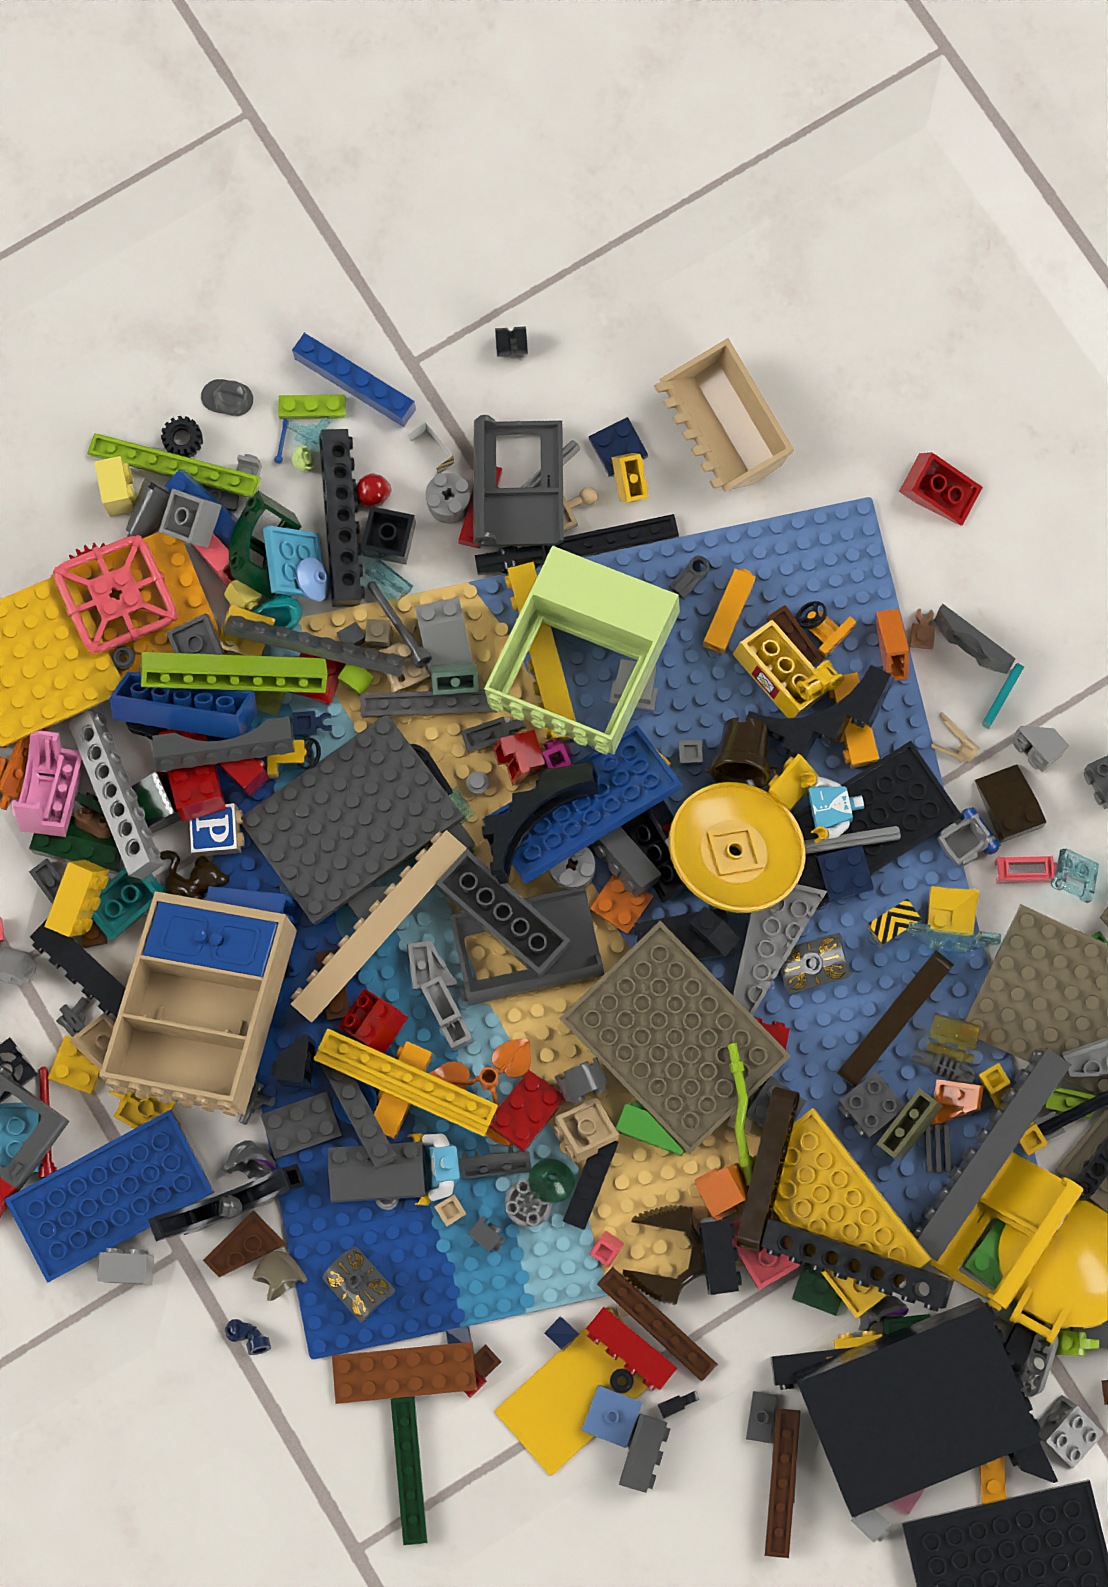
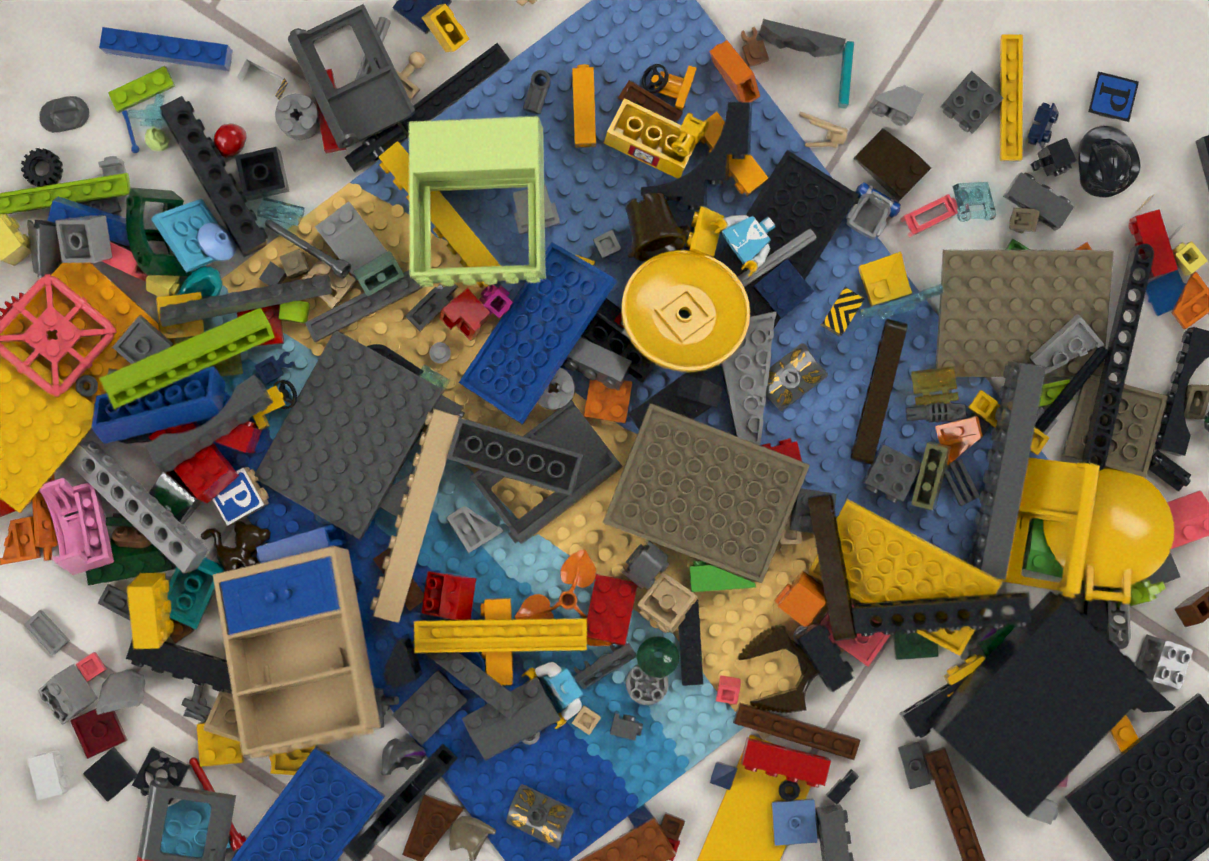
camera: 30 degrees left, 10 degrees up
(229, 1207) = (404, 806): dark grey plate -> none
(447, 1013) = (506, 559): light grey slope -> none
(528, 808) = (494, 357): black arch -> none
(736, 1068) = (770, 496): lime bar -> none

